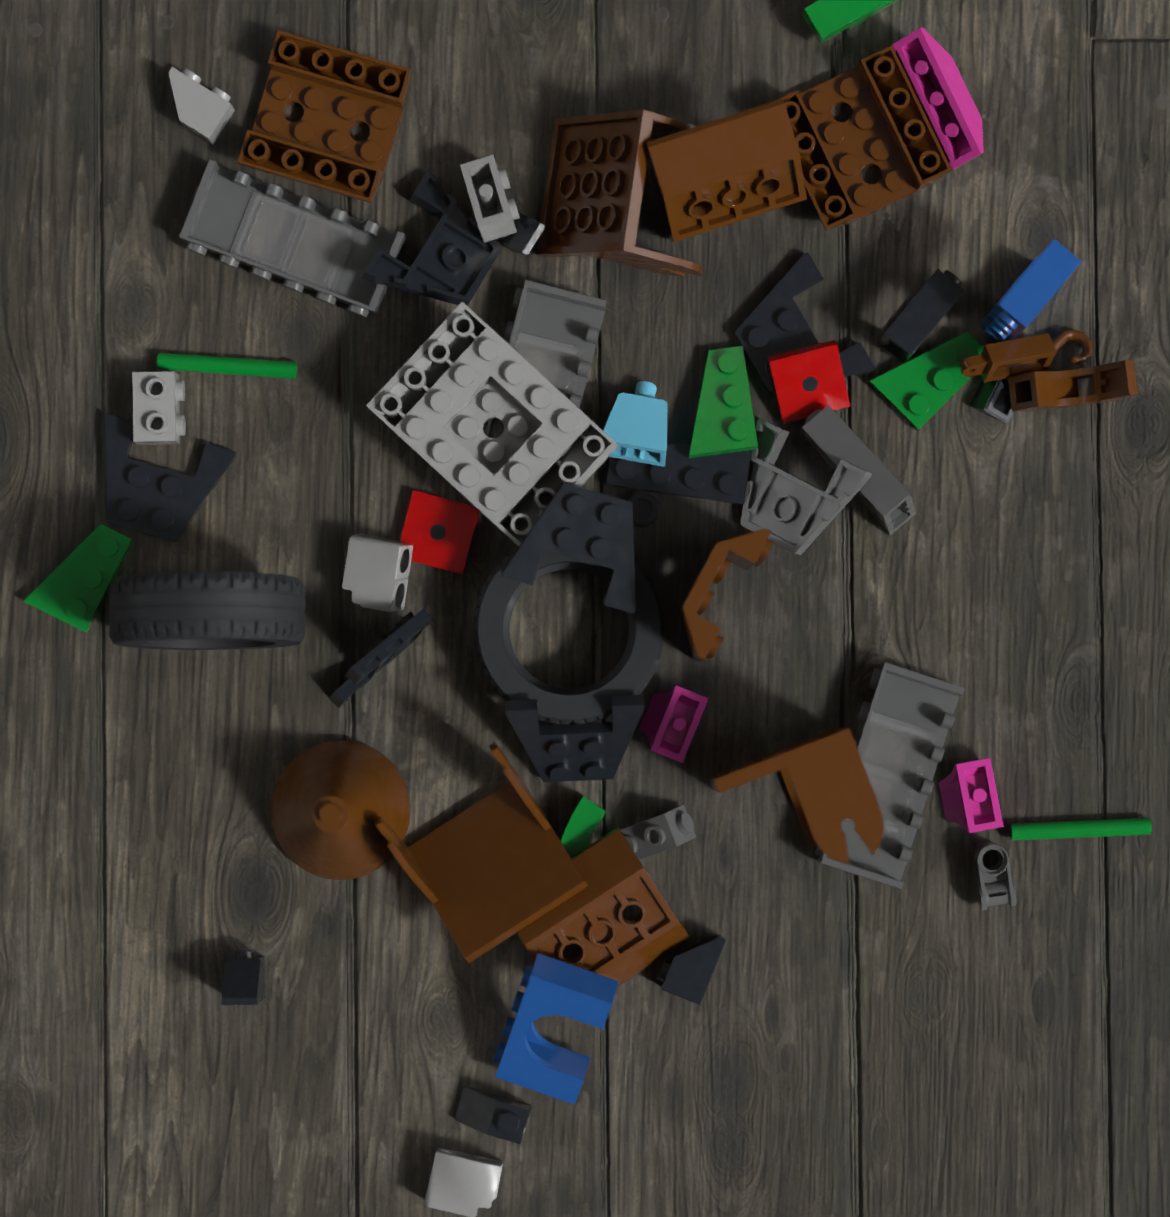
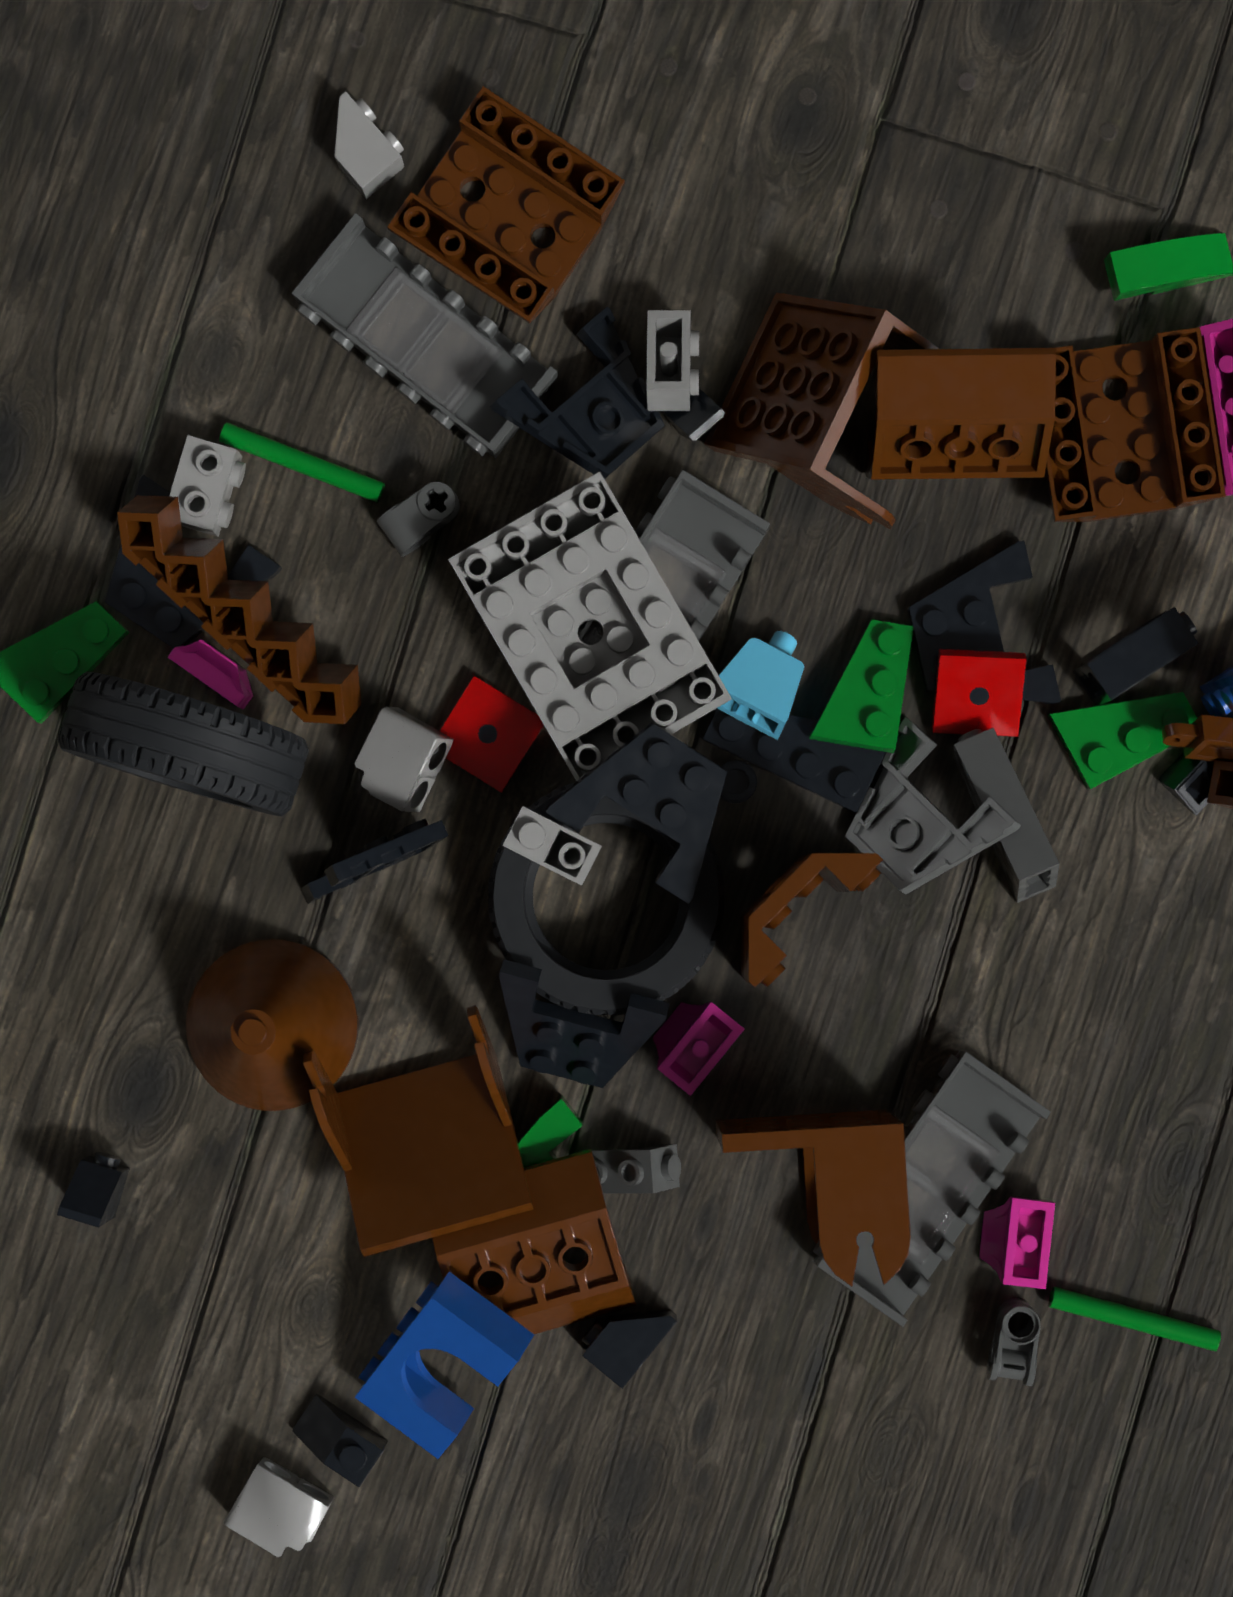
camera: 15 degrees right, 0 degrees up
(210, 548) = (215, 671): none -> dark pink slope
(214, 497) = (237, 612): none -> reddish brown brick
(329, 386) = (411, 521): none -> dark grey piece
(515, 601) = (552, 845): none -> light grey slope

